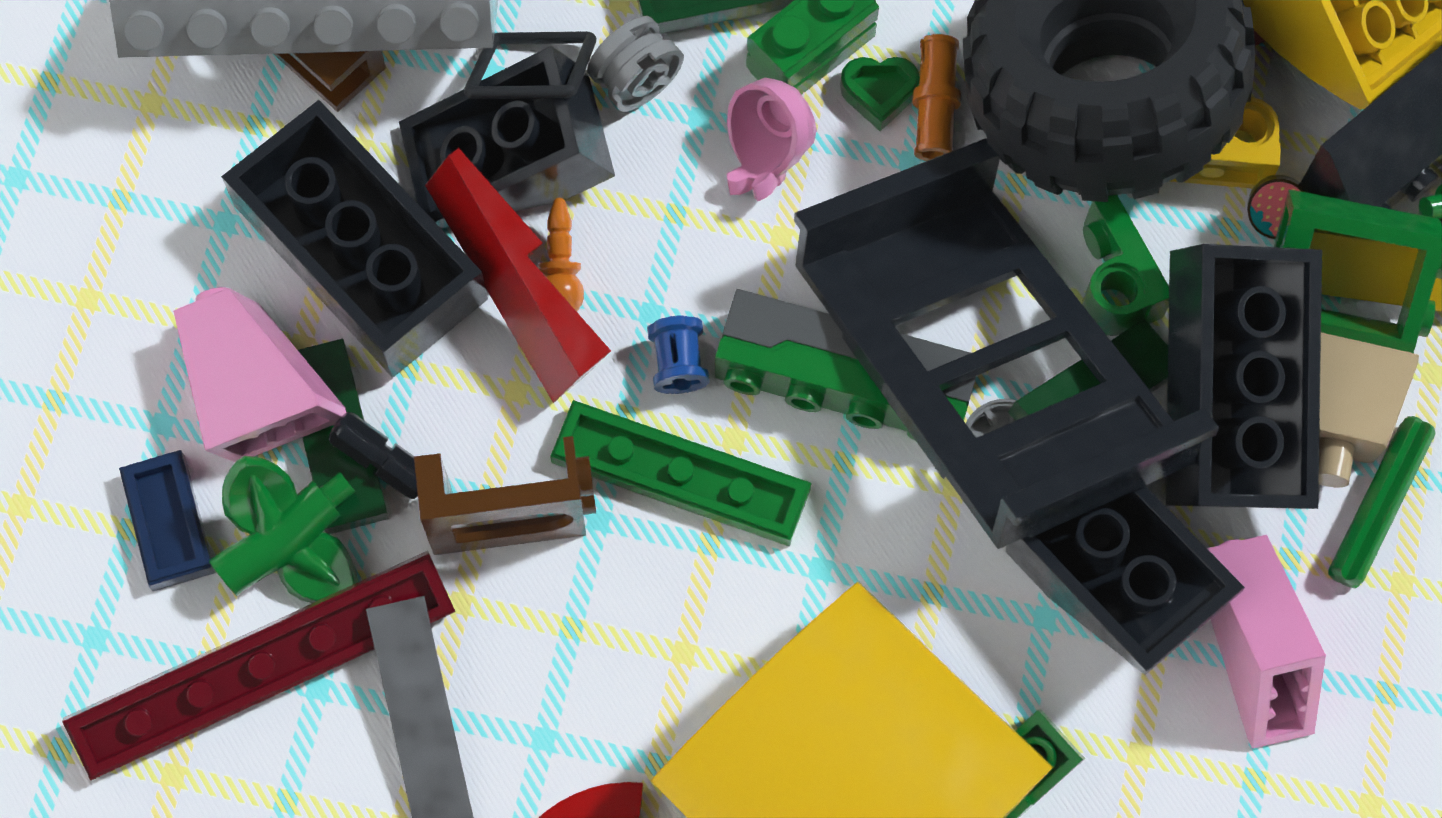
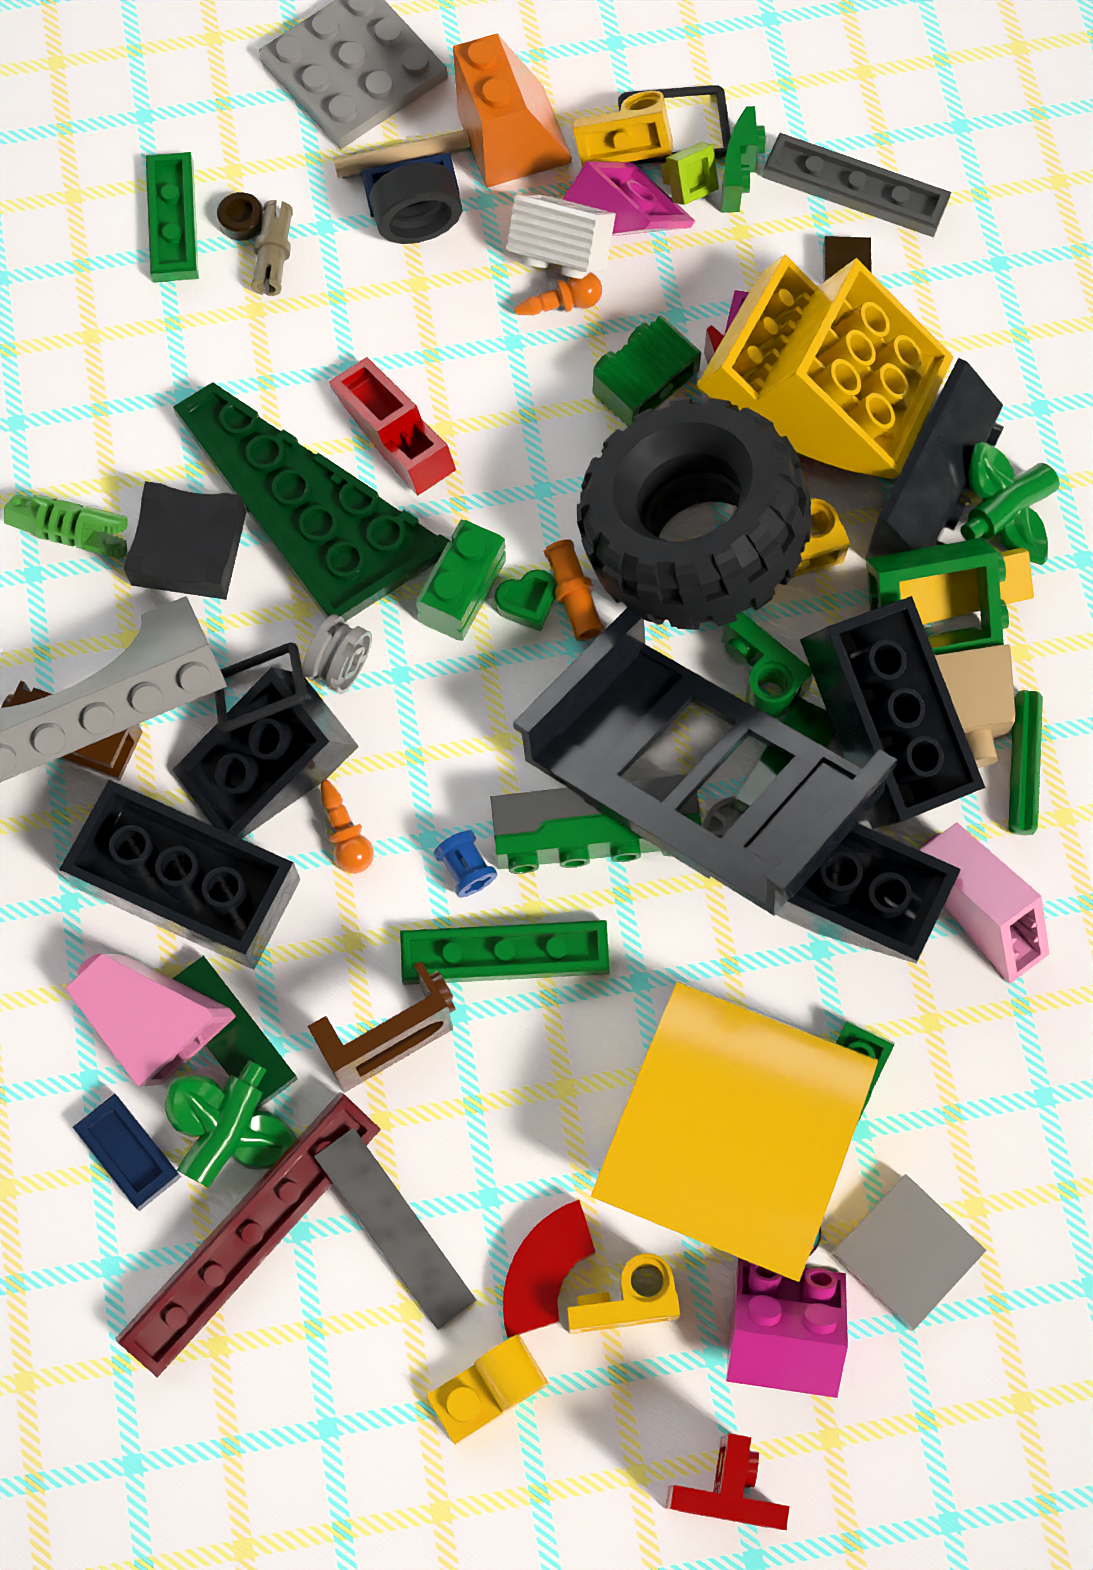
camera: 20 degrees left, 0 degrees up
(369, 446) = (261, 1031): black piece -> none
(500, 245) = (295, 833): red slope -> none
(769, 134) = (461, 668): bright pink piece -> none
(1268, 201) = (851, 572): tile -> none

